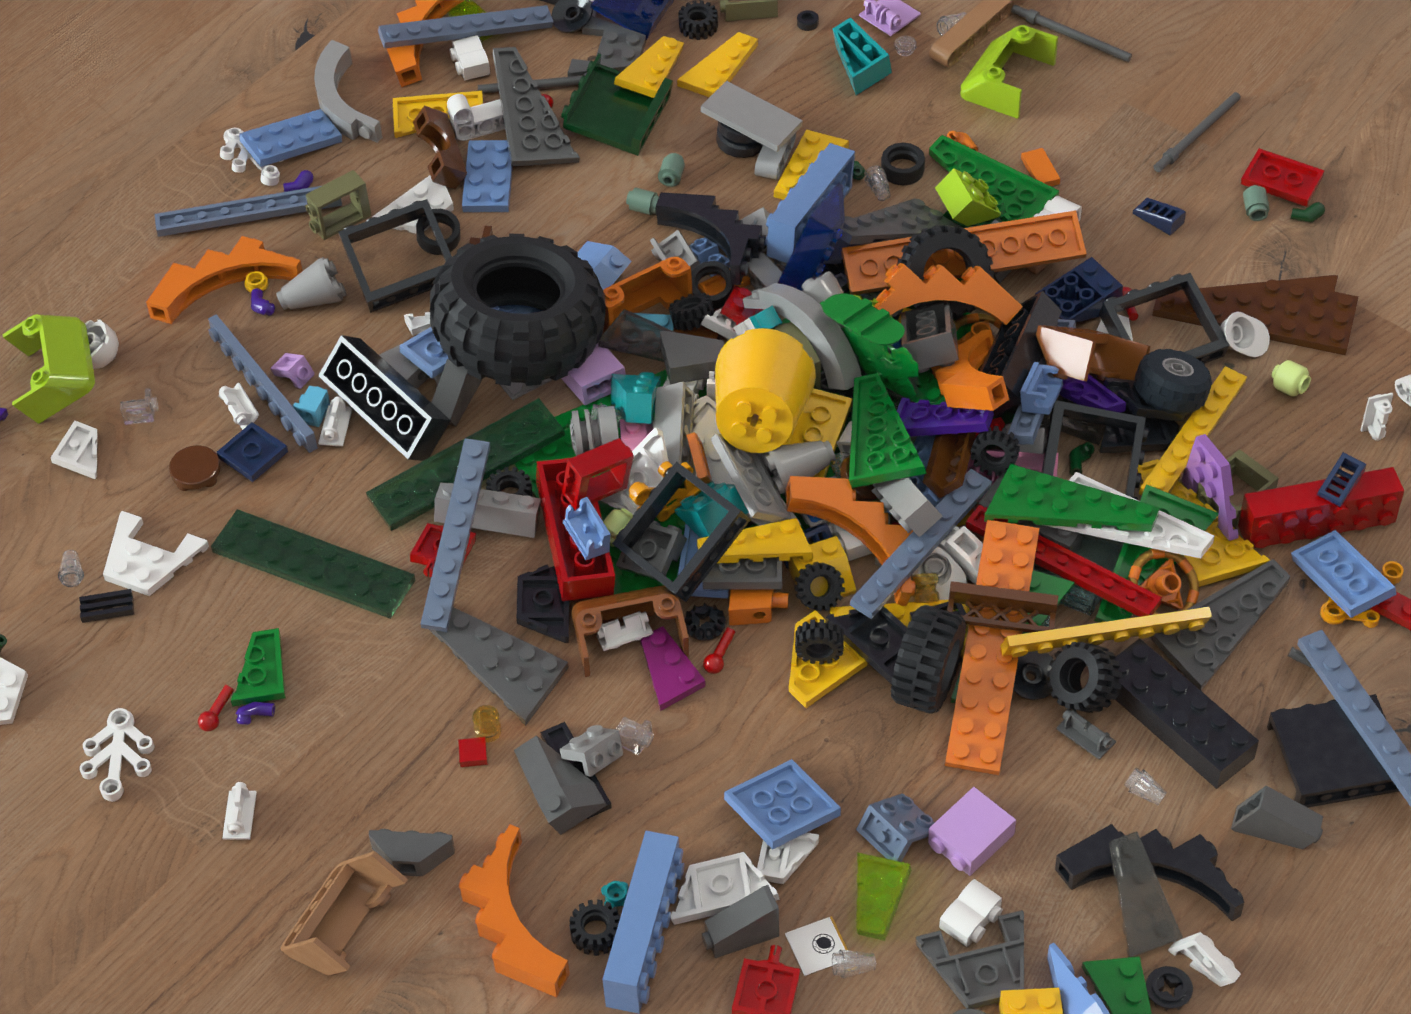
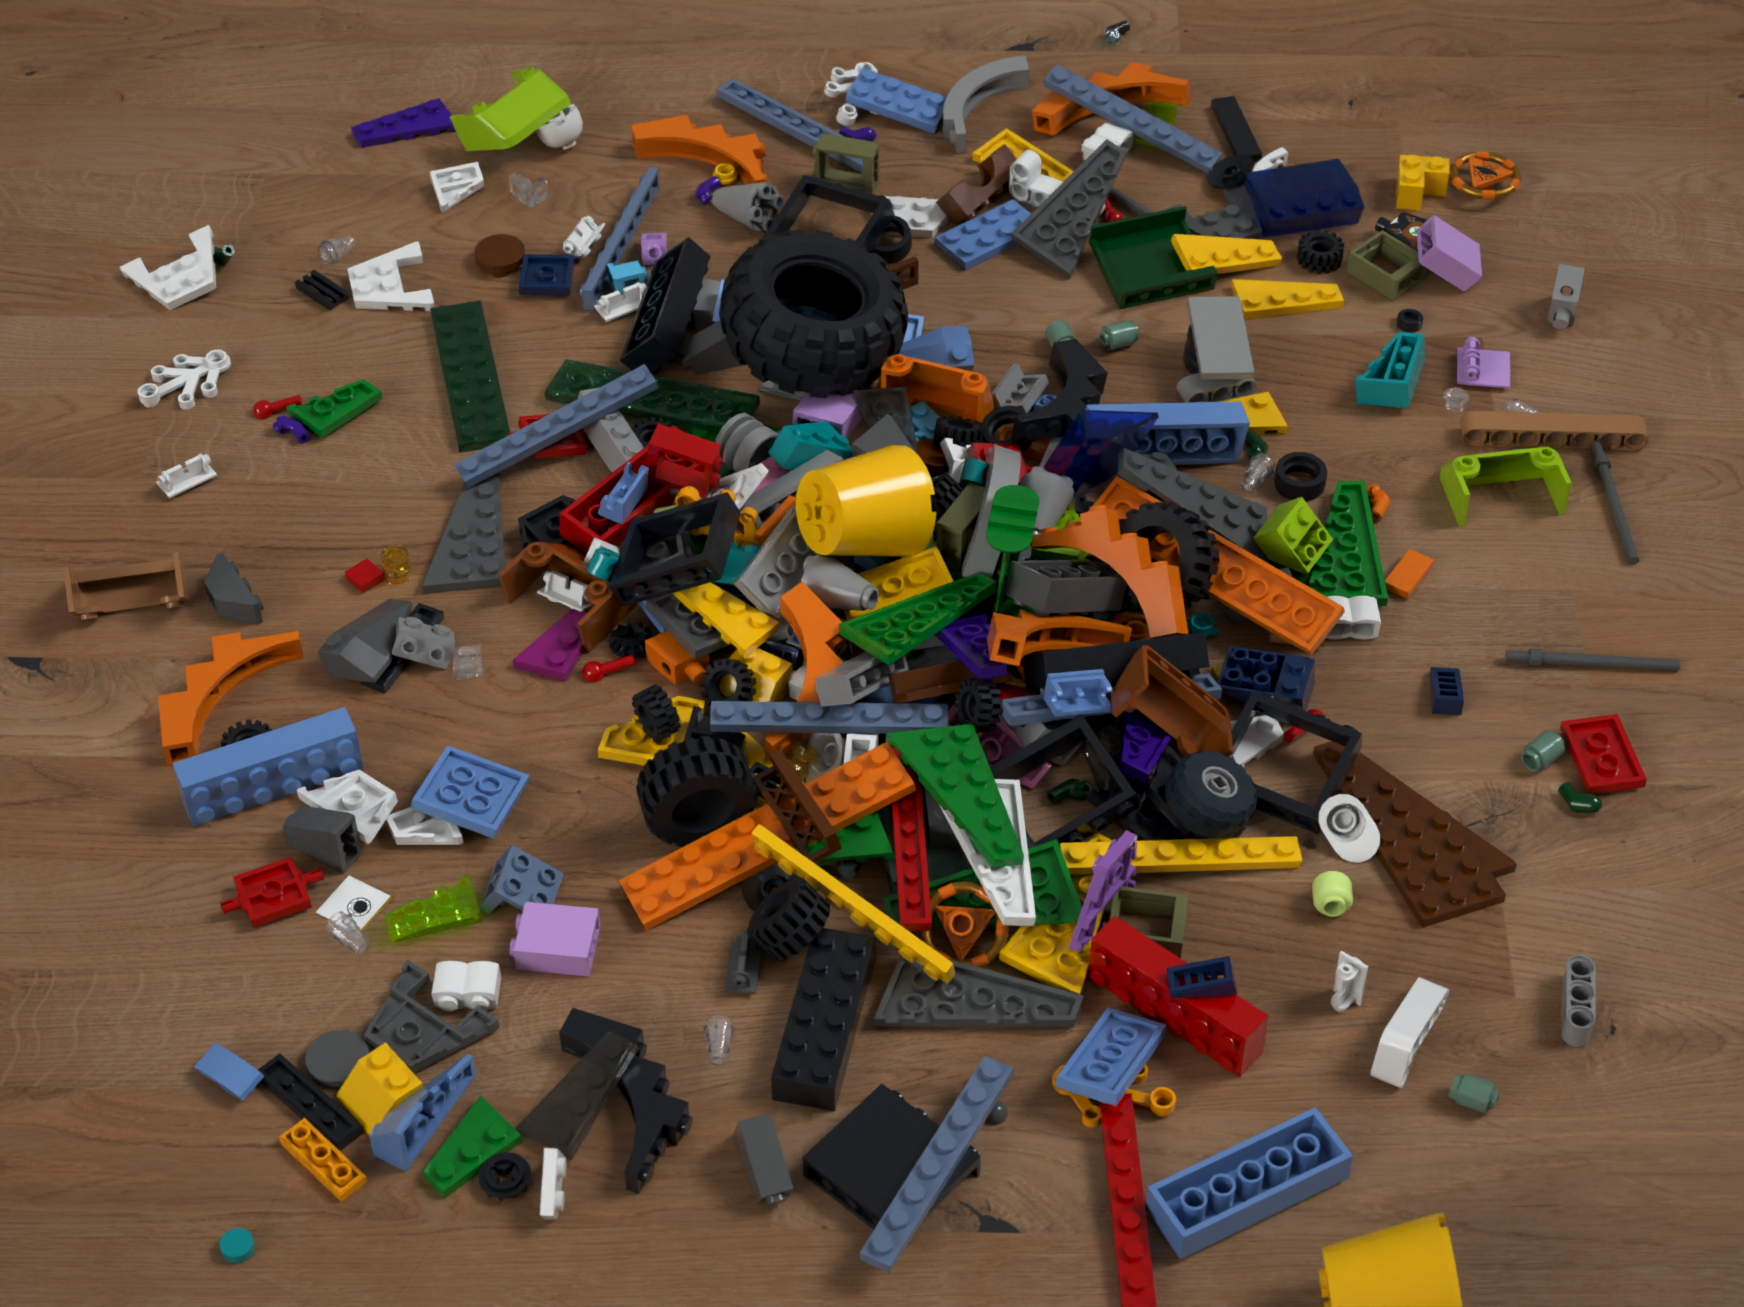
camera: 50 degrees right, 5 degrees down
(634, 583) = (601, 558): none -> teal leg

